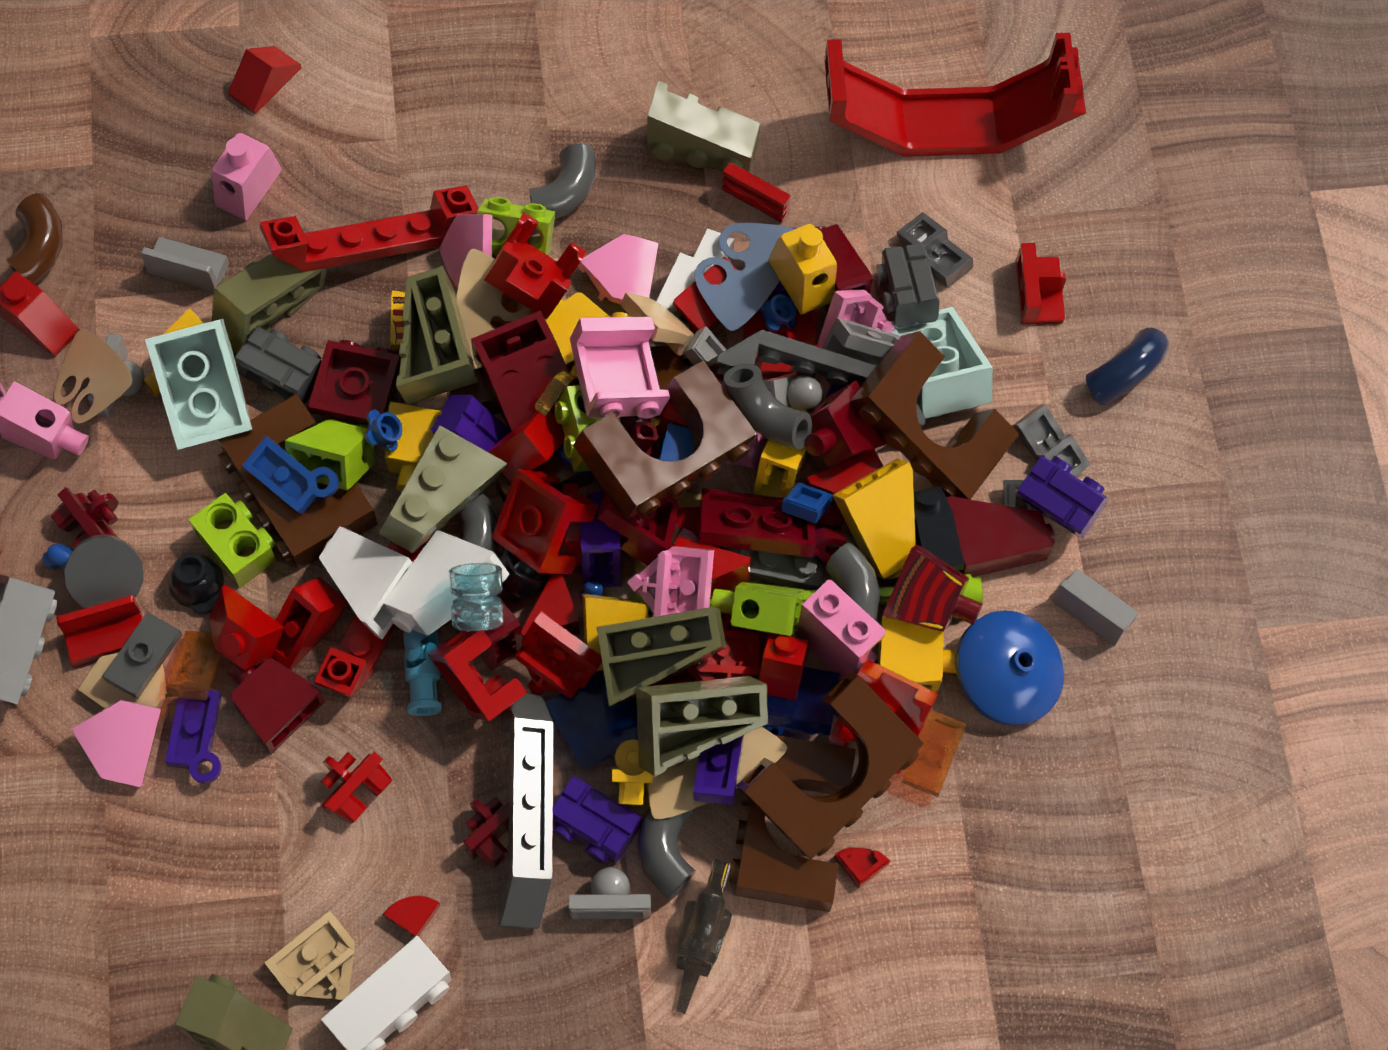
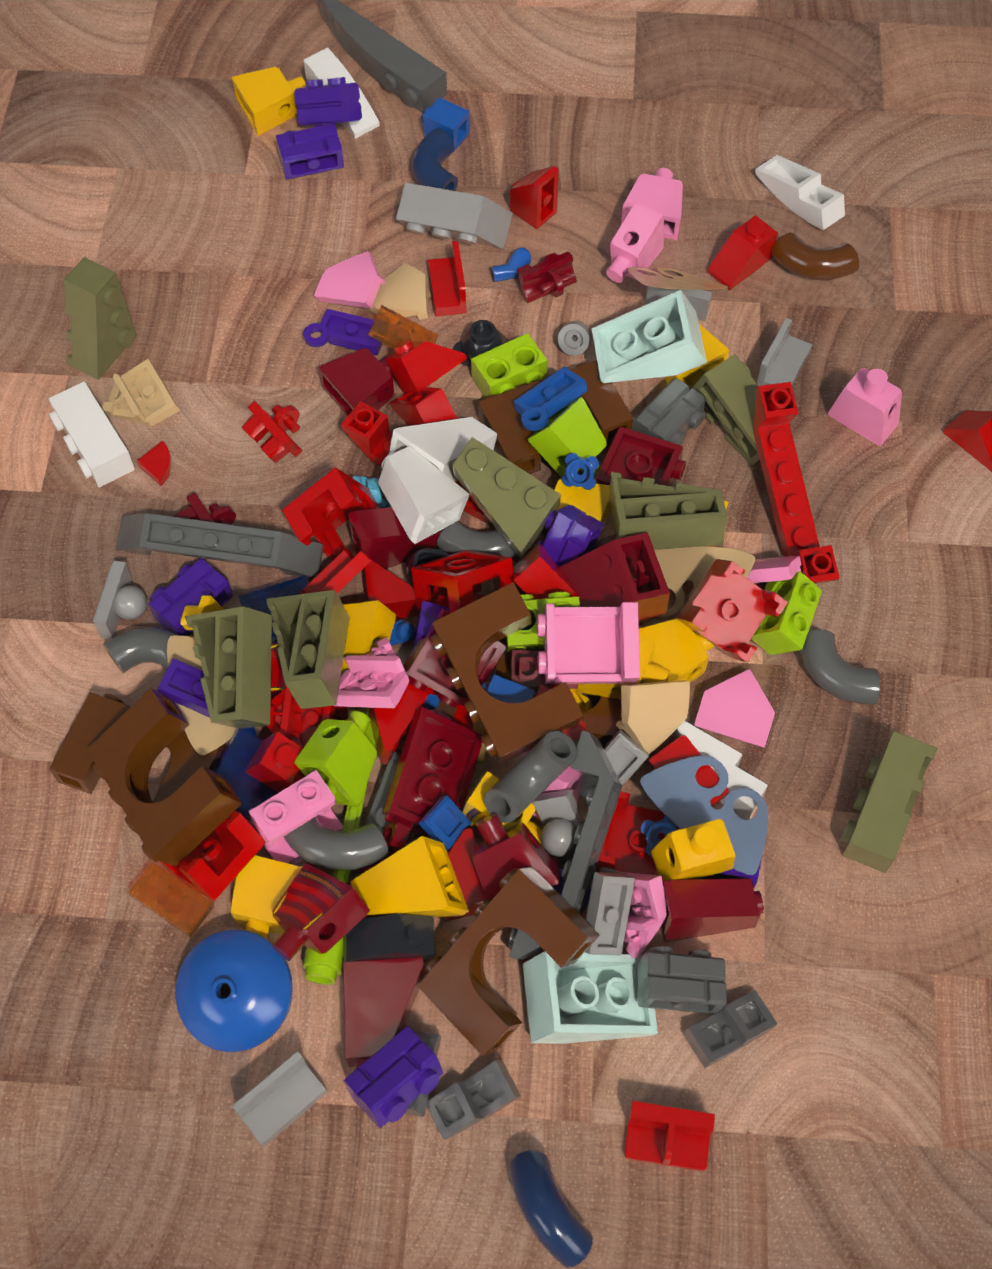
camera: 105 degrees right, 5 degrees down
(103, 570) = (494, 279): dark grey tile -> none
(142, 655) = (416, 296): dark grey plate -> none
(178, 477) = (574, 338): none -> light grey tile
(477, 602) = (383, 496): clear light blue wheel -> none
(553, 392) = (586, 595): clear yellow tile -> none
(703, 932) = (68, 668): clear smoke animal -> none
(756, 192) = (814, 849): red tile -> none
(861, 863) = (90, 815): red tile -> none
(956, 118) = (900, 1066): red panel -> none

